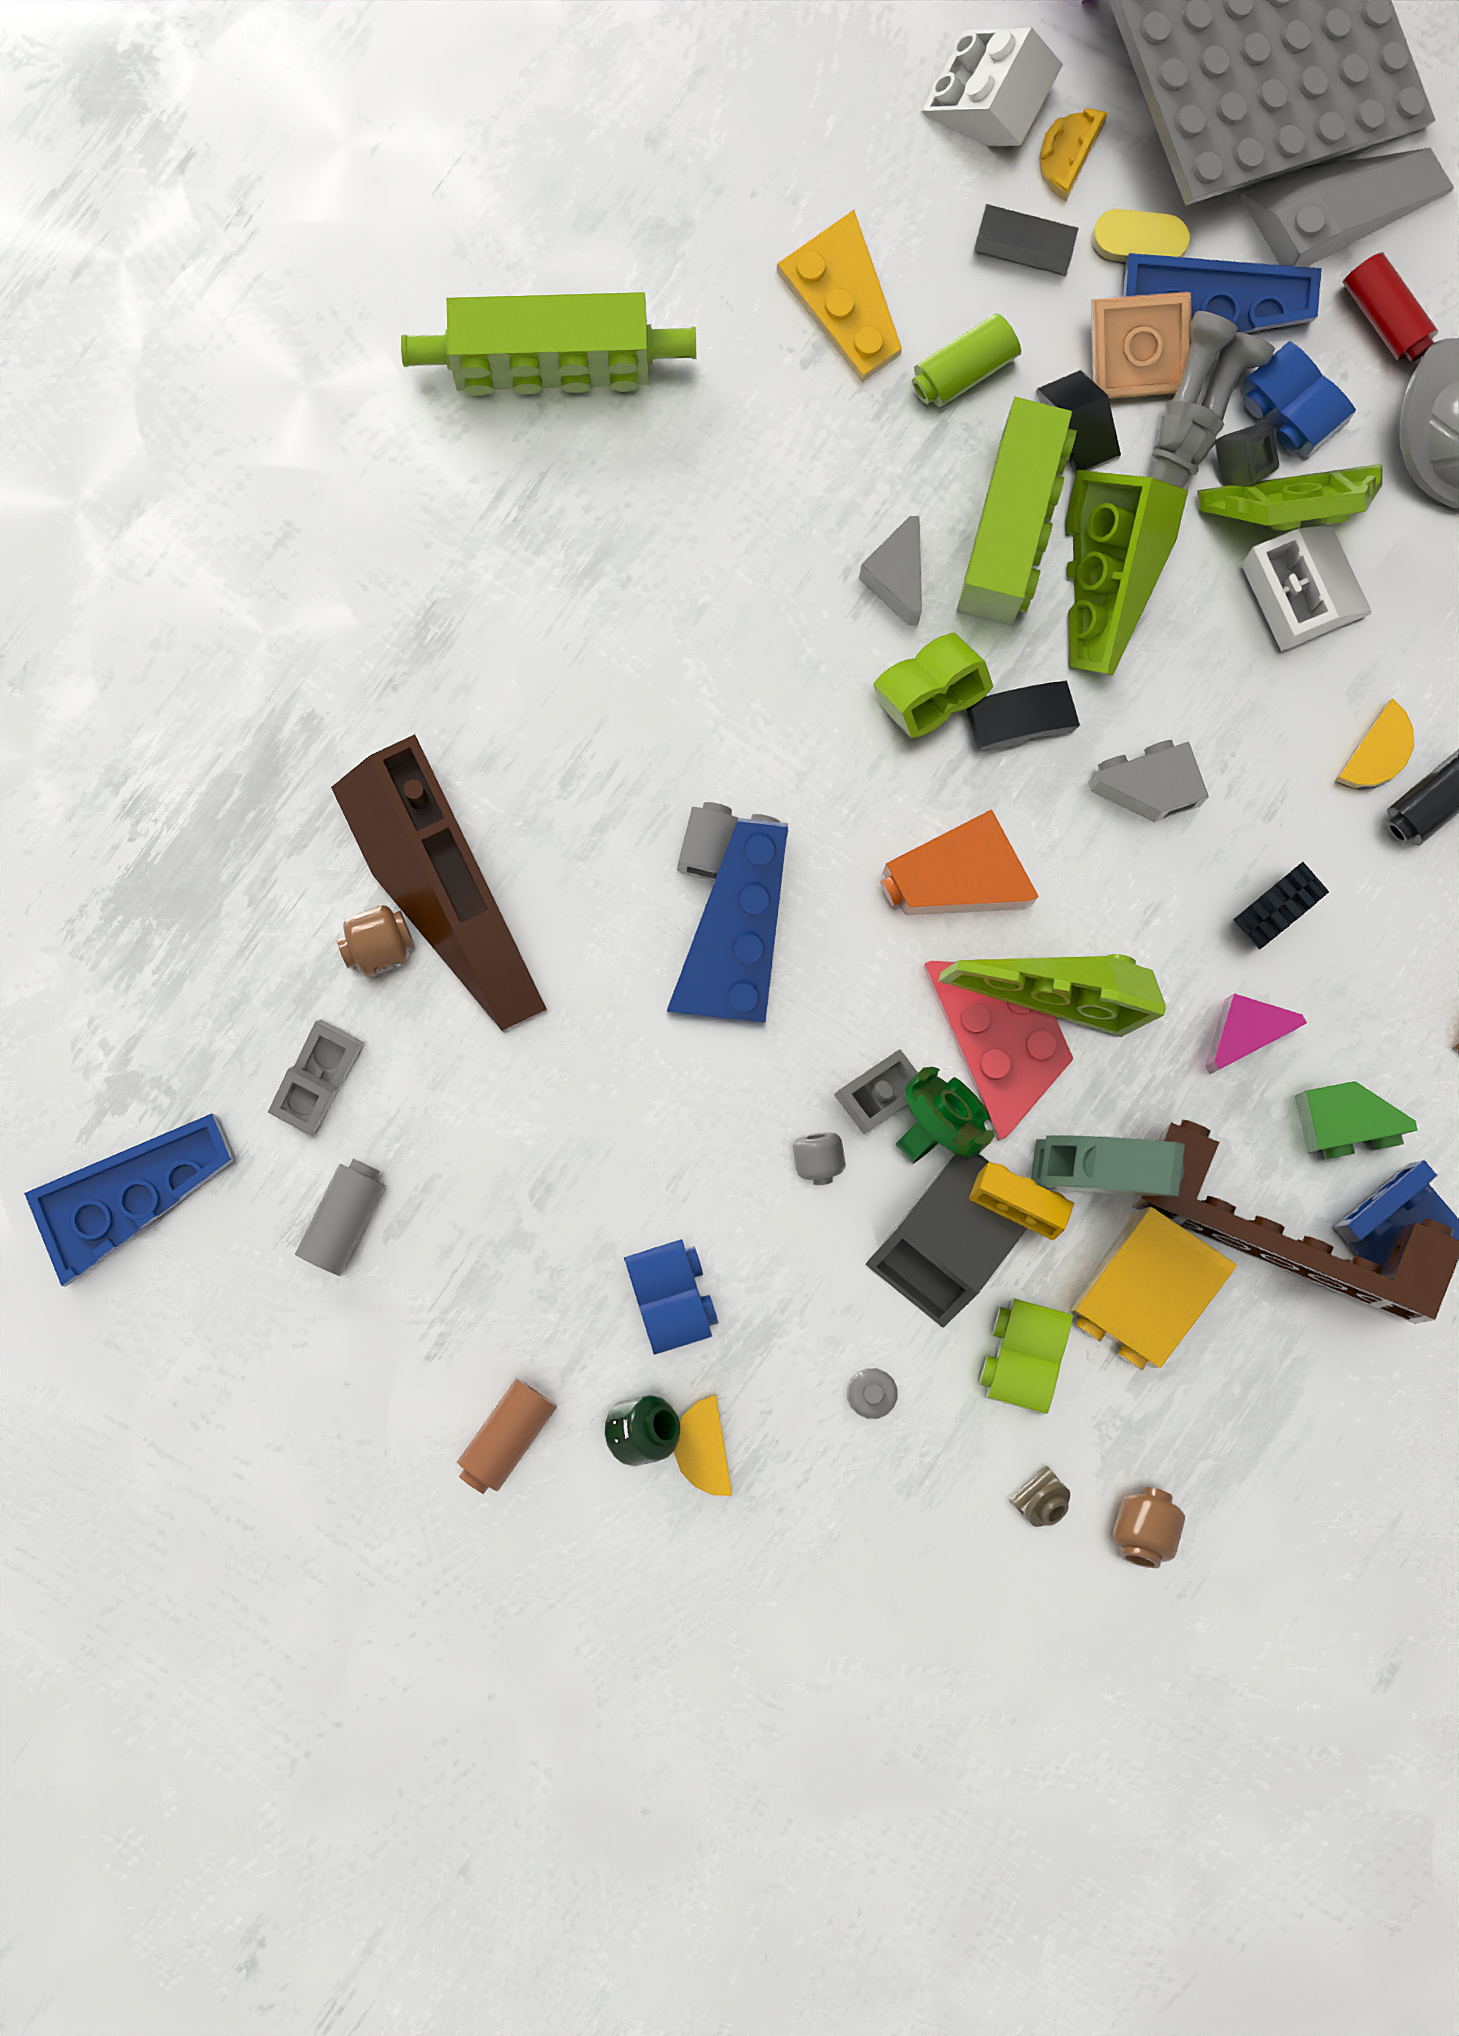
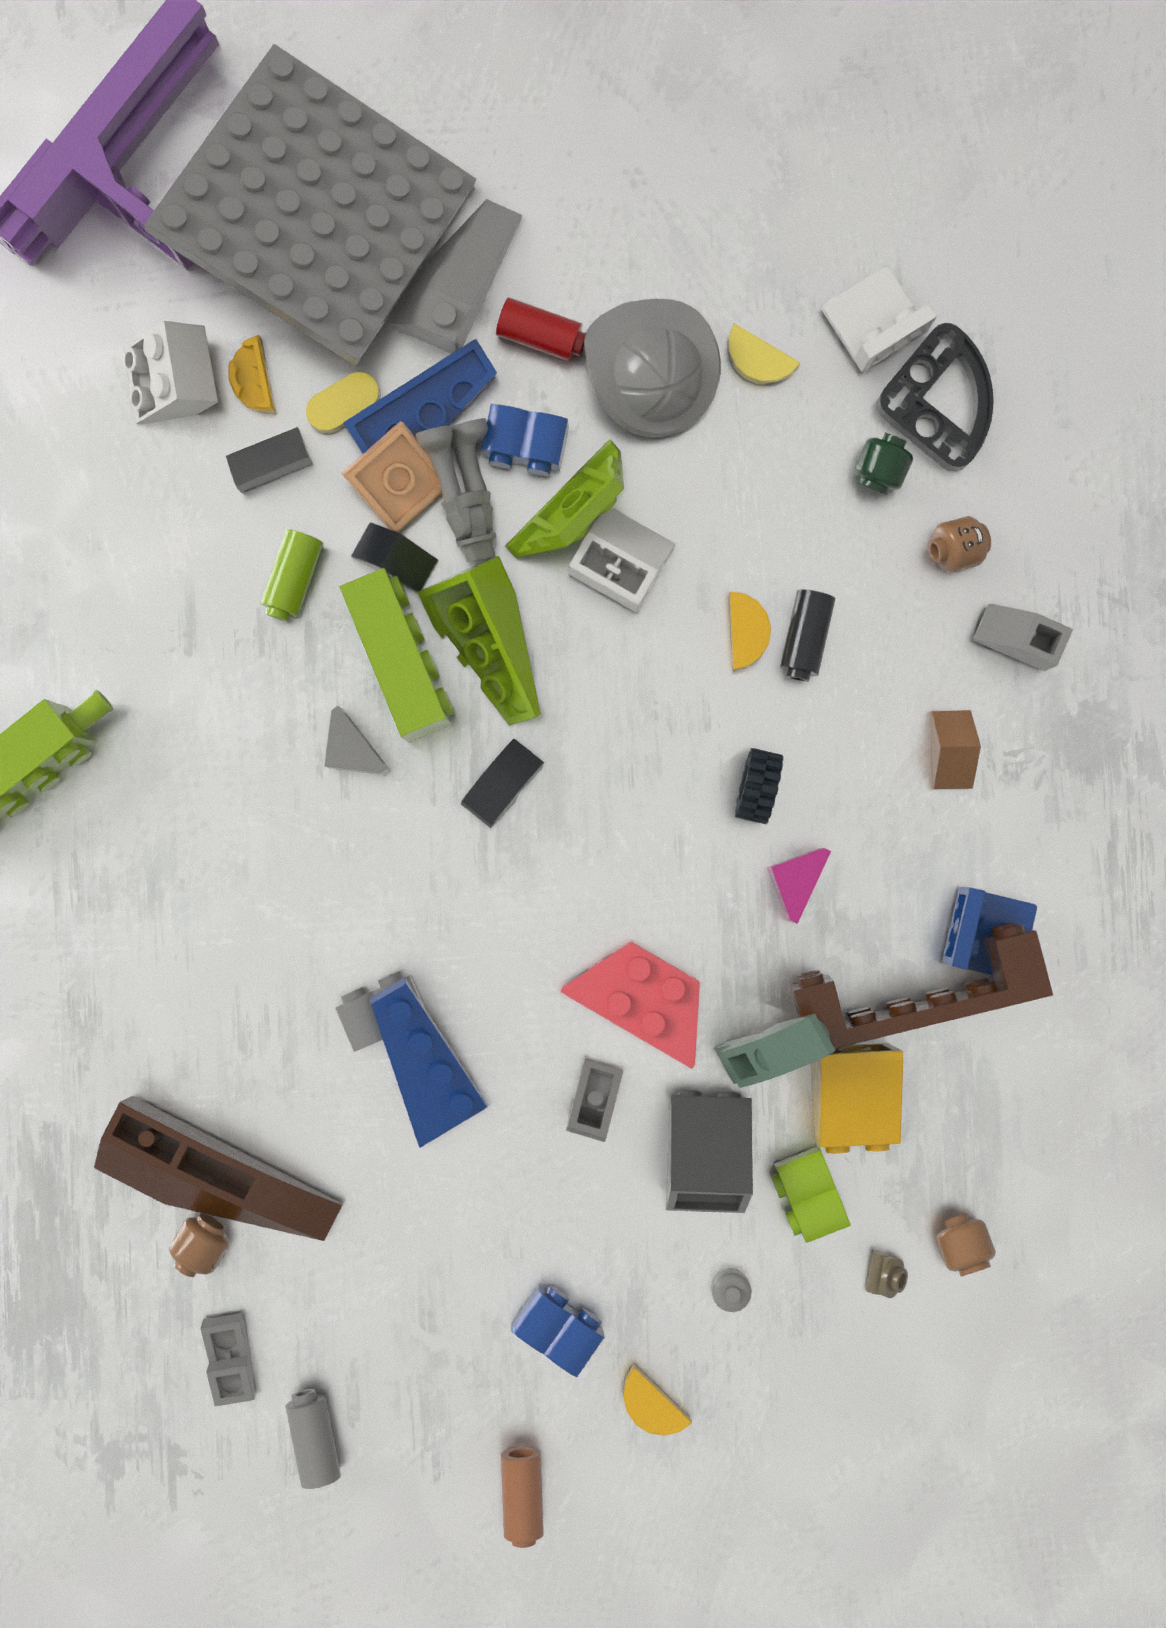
camera: 35 degrees left, 5 degrees up
(114, 1199) = (160, 1537): blue wing -> none
(642, 1430) = (605, 1429): dark green head -> none
(819, 1157) = (586, 1166): light grey piece -> none
(843, 295) = (178, 588): yellow wing -> none
(933, 685) = (430, 808): lime brick -> none
(945, 1116) = (646, 1084): green tile -> none
(960, 872) = (538, 917): orange slope -> none
(1021, 1200) = (735, 1106): yellow piece -> none
(1088, 990) = (680, 932): lime wedge -> none
(1155, 784) = (620, 765): light grey slope -> none
(1247, 454) = (519, 499): flat silver slope -> none
(1349, 1115) = (899, 889): bright green slope -> none

